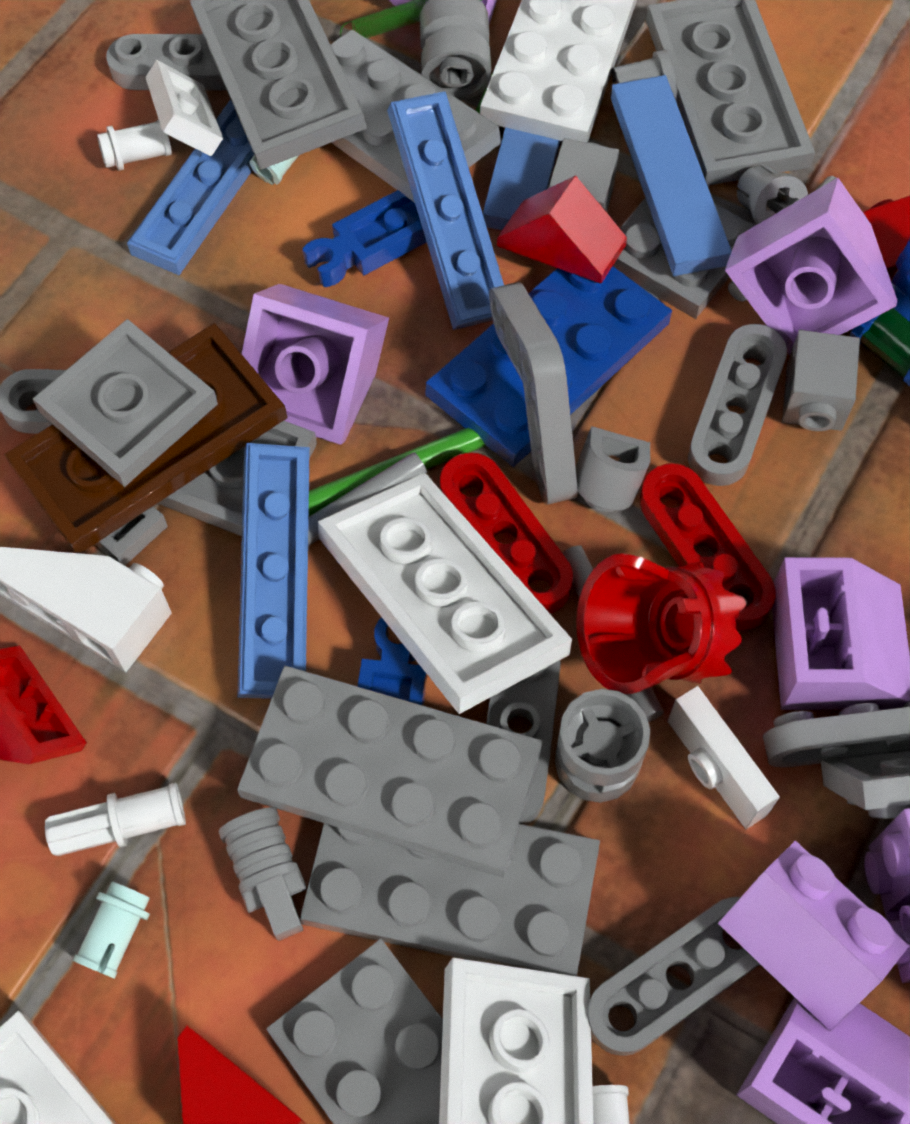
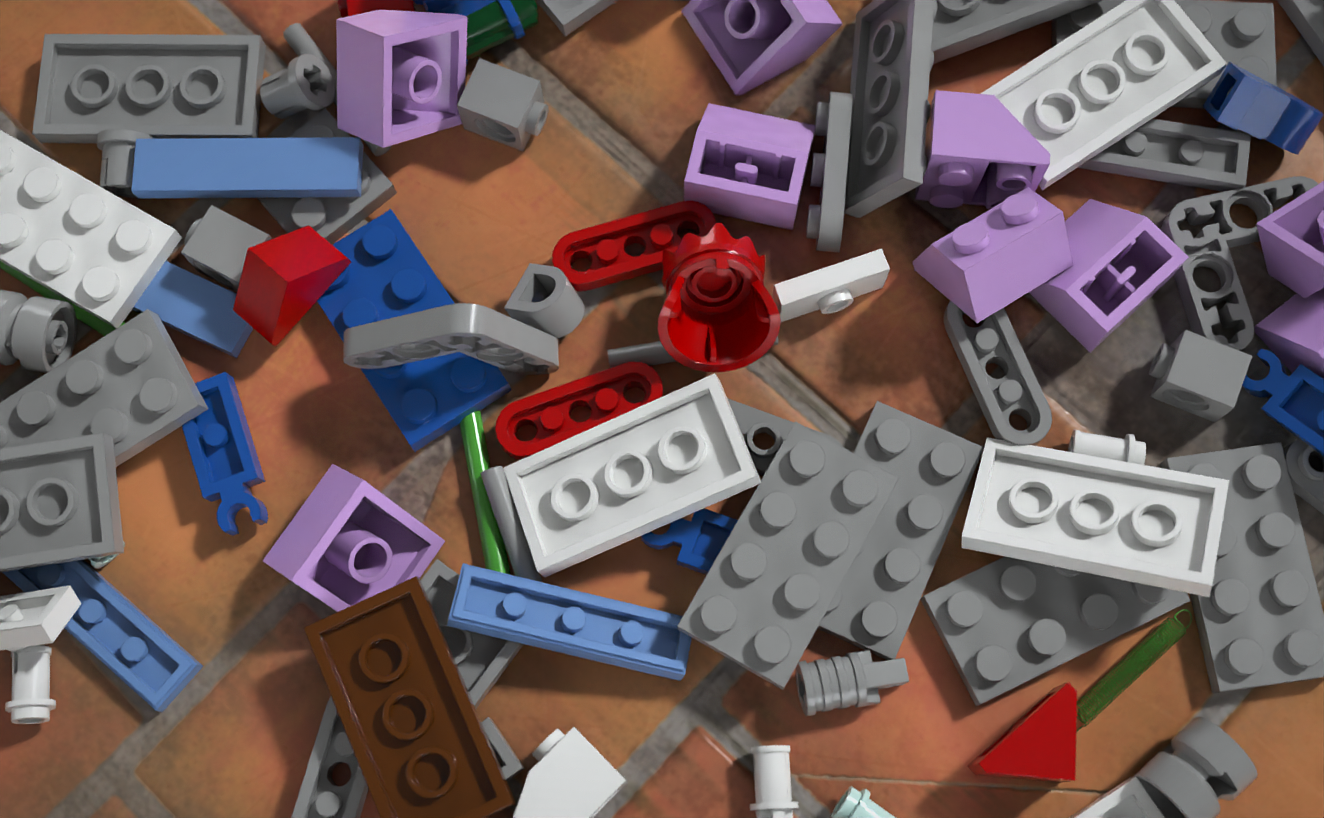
camera: 75 degrees left, 10 degrees up
(125, 402) = (381, 725): light grey plate -> none
(447, 206) = (227, 379): medium blue tile -> none
(601, 745) = (804, 376): light grey wheel -> none
(741, 386) = (492, 162): light grey plate -> none

